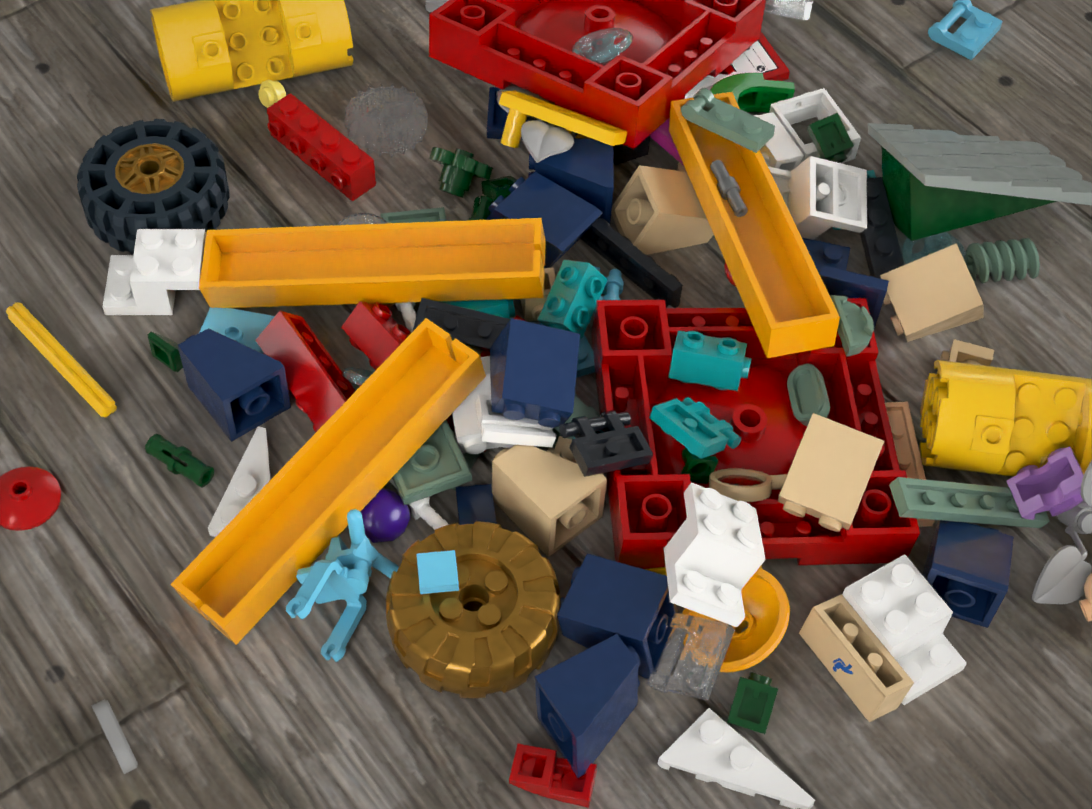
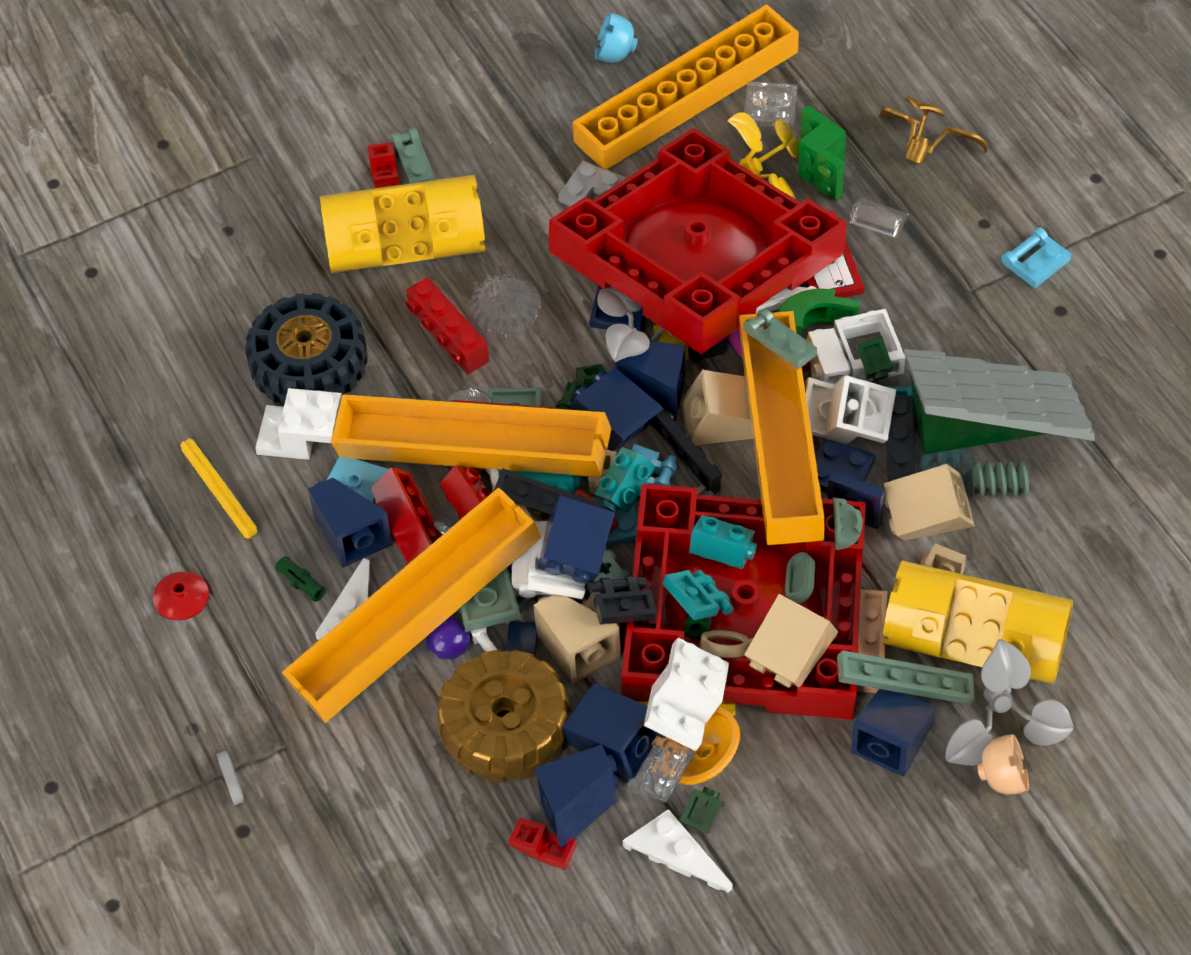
camera: 15 degrees right, 0 degrees up
(165, 351) = (299, 488): dark green slope -> none
(271, 92) = (413, 272): light yellow plate -> none
(344, 577) = (407, 681): medium azure piece -> none
(437, 572) = (477, 684): medium azure tile -> none
(458, 170) = (557, 357): dark green plant -> none
(522, 105) = (617, 308): yellow piece -> none
(600, 44) = (691, 263): clear light blue piece -> none
(728, 188) = (767, 398): dark grey bar -> none
(855, 658) = (786, 785): tan brick -> none
(908, 622) = (830, 768): white bracket -> none
(1050, 487) = (964, 671): medium lavender cylinder -> none

